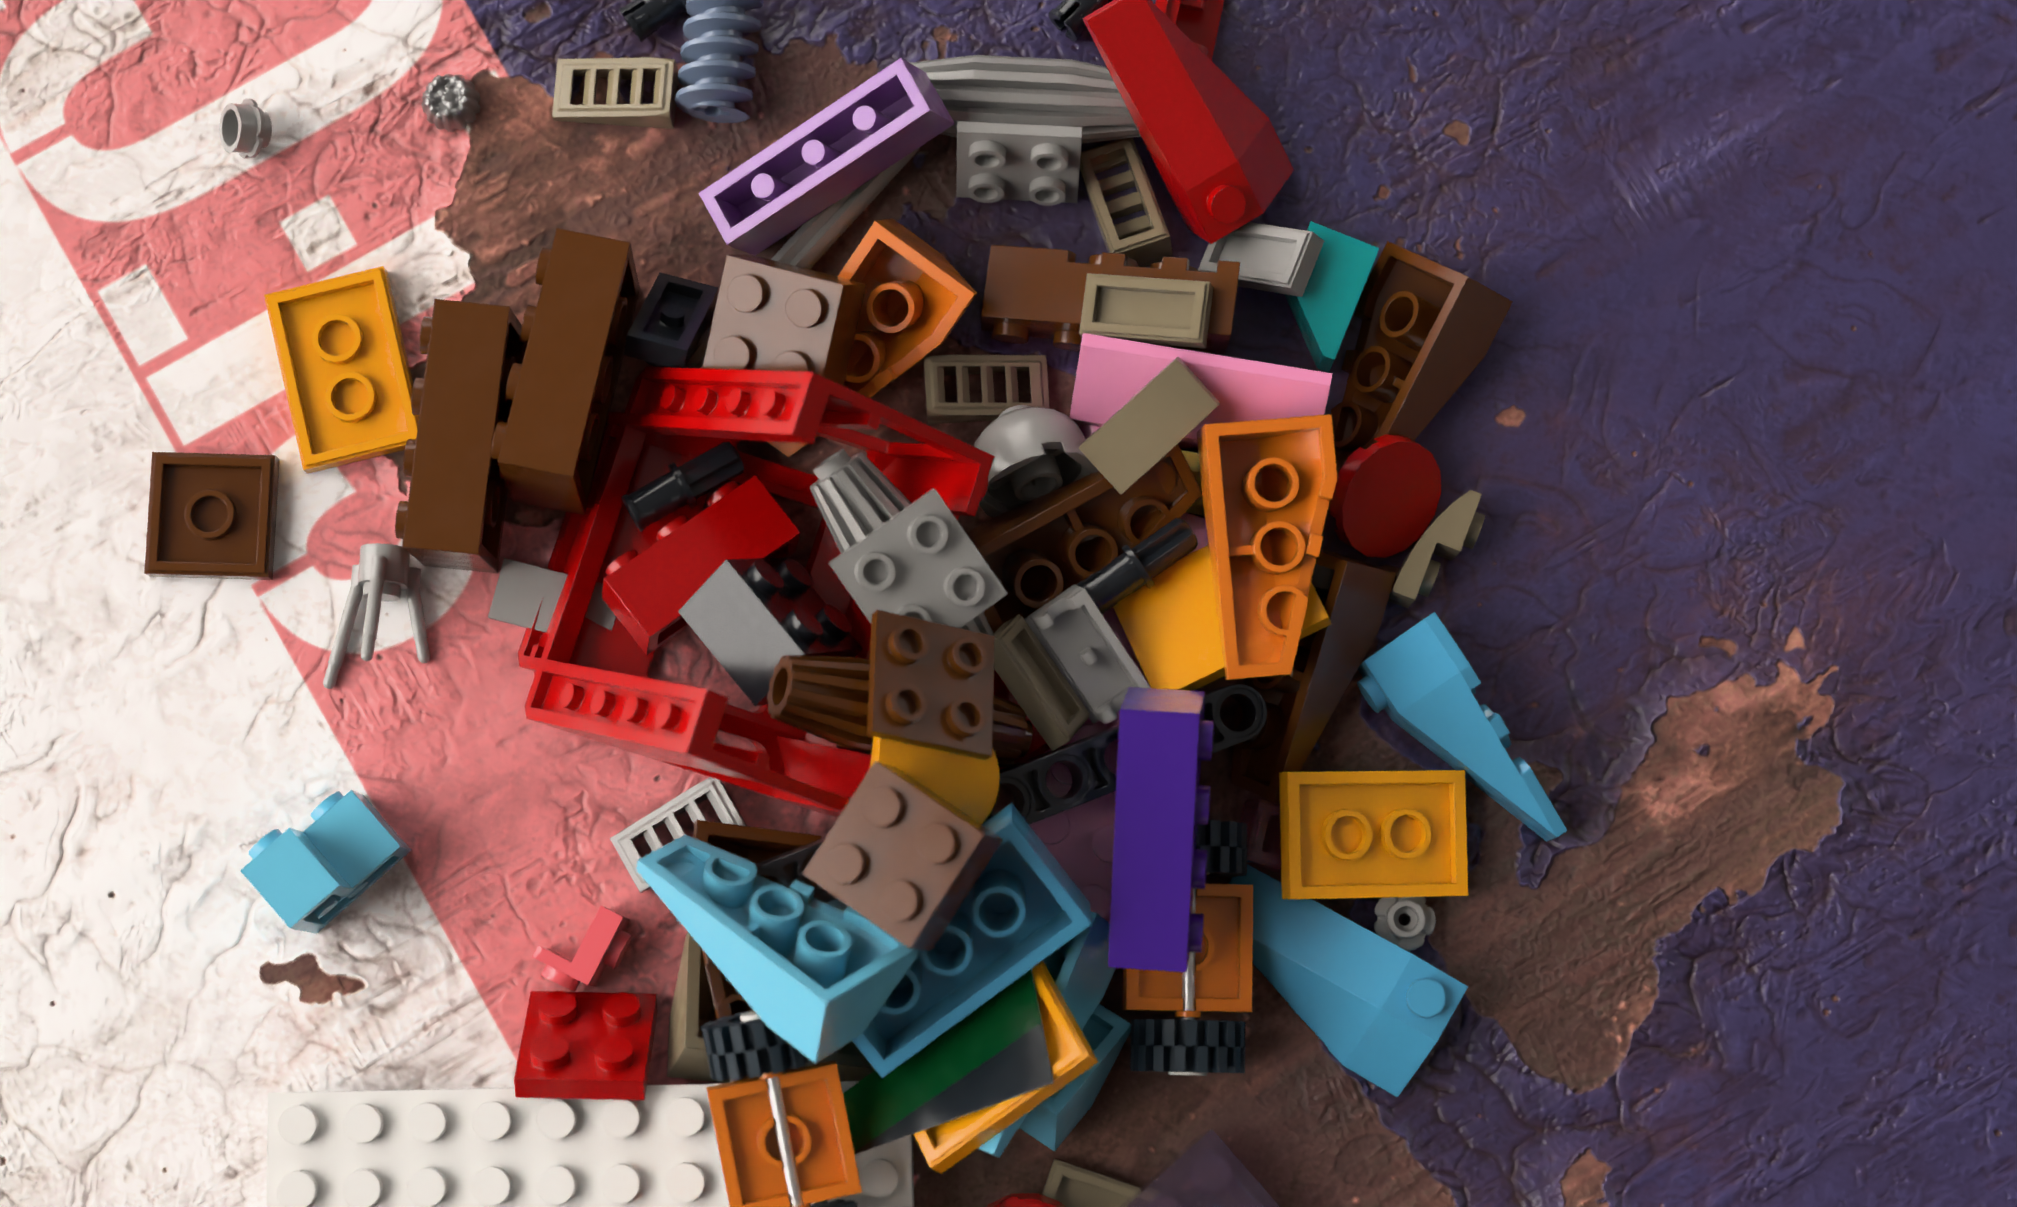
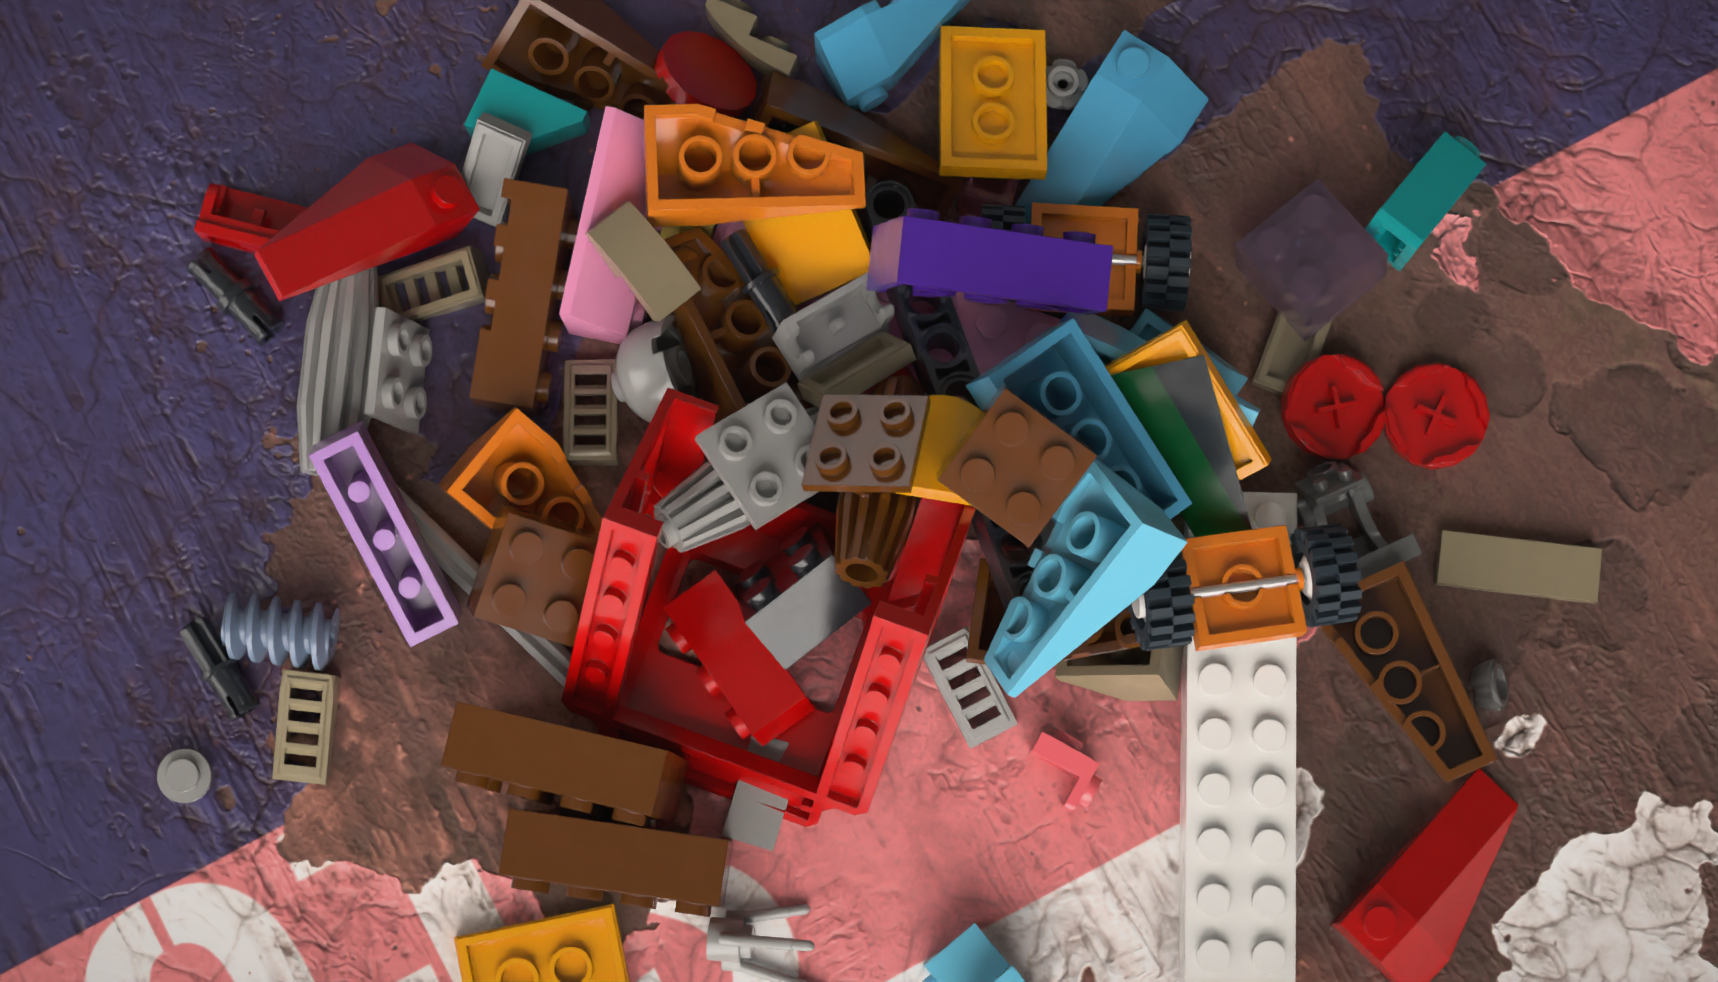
camera: 85 degrees left, 0 degrees up
(450, 102) = (305, 876): flat silver piece -> none
(586, 1045) = (1150, 766): red plate -> none
(671, 321) = (521, 677): black plate -> none
(683, 485) = (669, 671): black axle -> none
(1147, 309) = (541, 260): dark tan tile -> none

